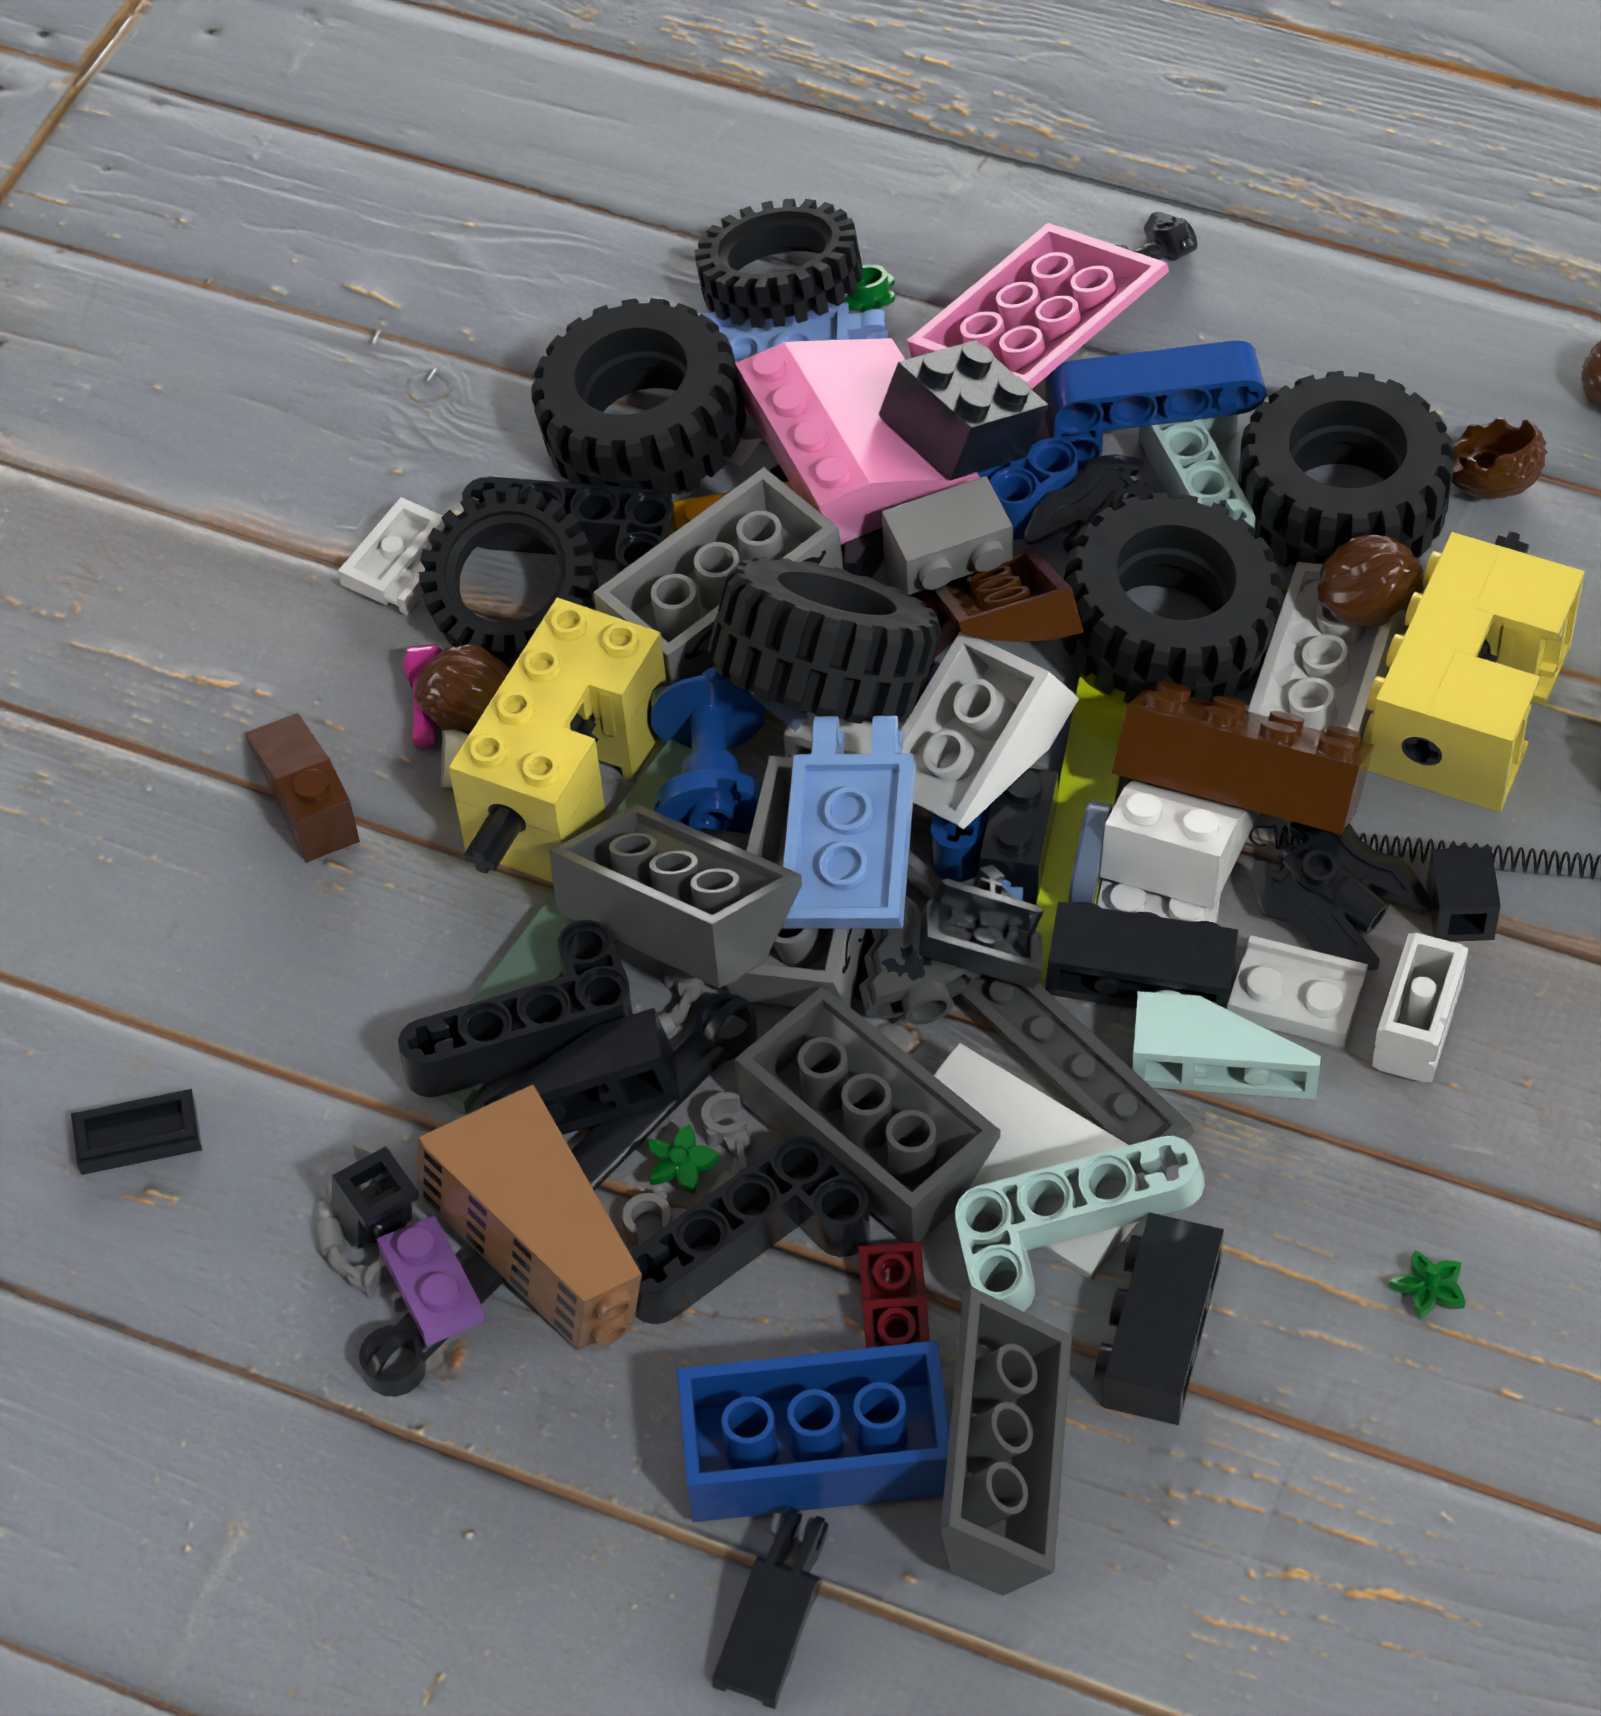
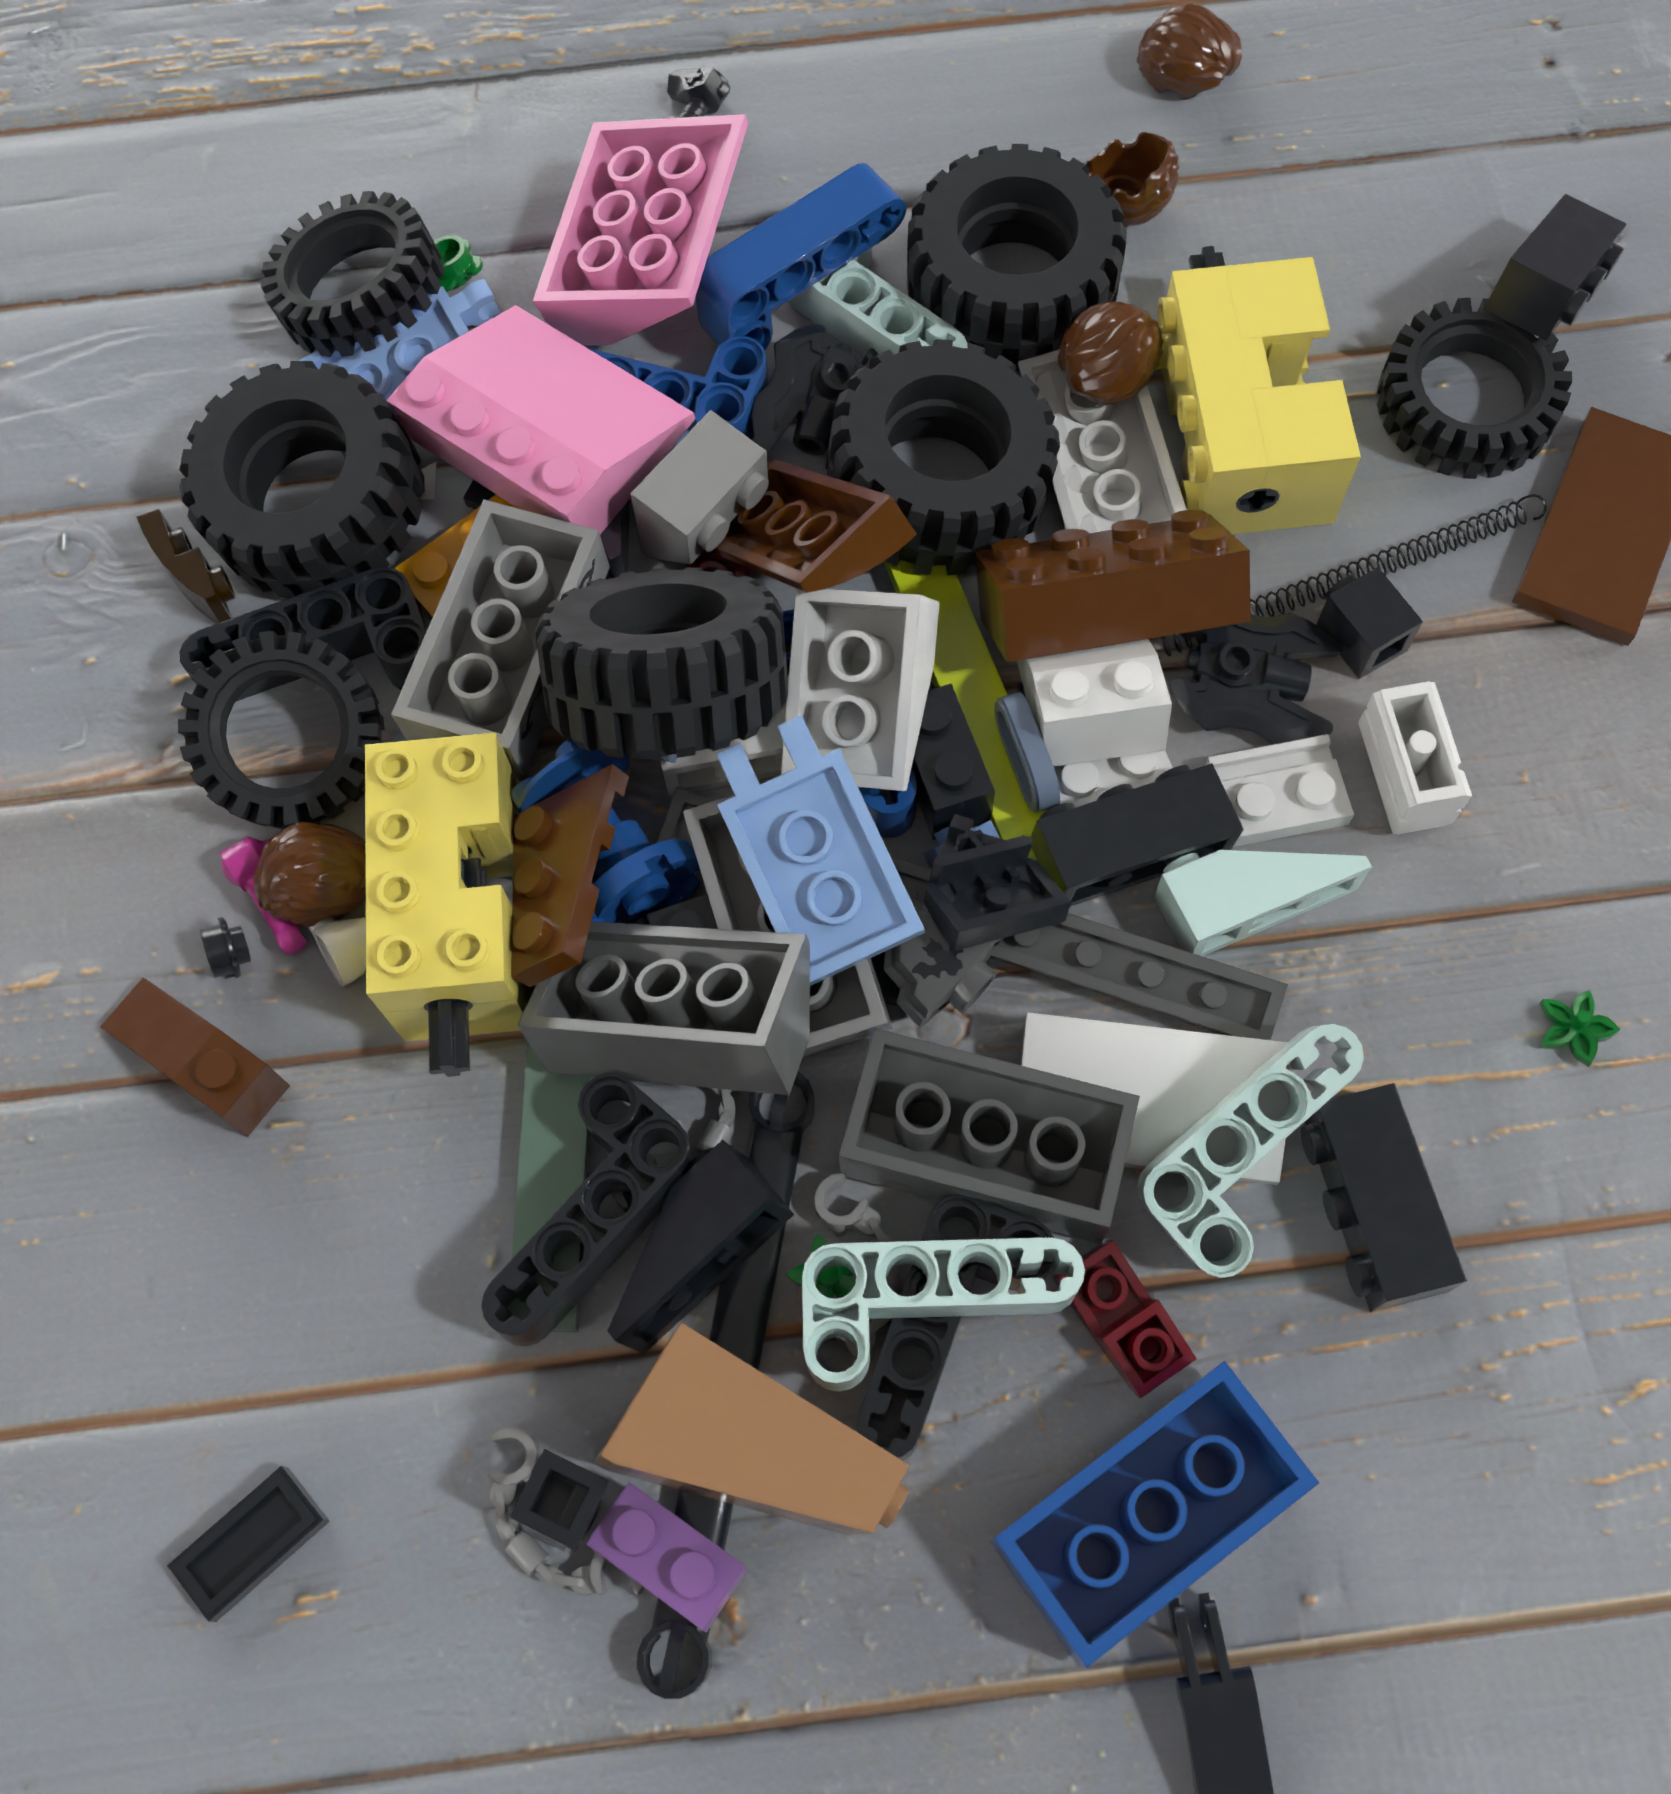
camera: 30 degrees left, 15 degrees up
(370, 718) = (225, 948): none -> black plate
(389, 557) = (143, 757): white plate -> none
(516, 448) = (203, 586): none -> dark brown slope
(641, 763) = (553, 874): none -> reddish brown wing
(821, 1211) = (941, 1296): none -> light aqua beam
(963, 409) = (642, 350): black brick -> none
(1005, 1445) = (1349, 1432): dark grey slope -> none

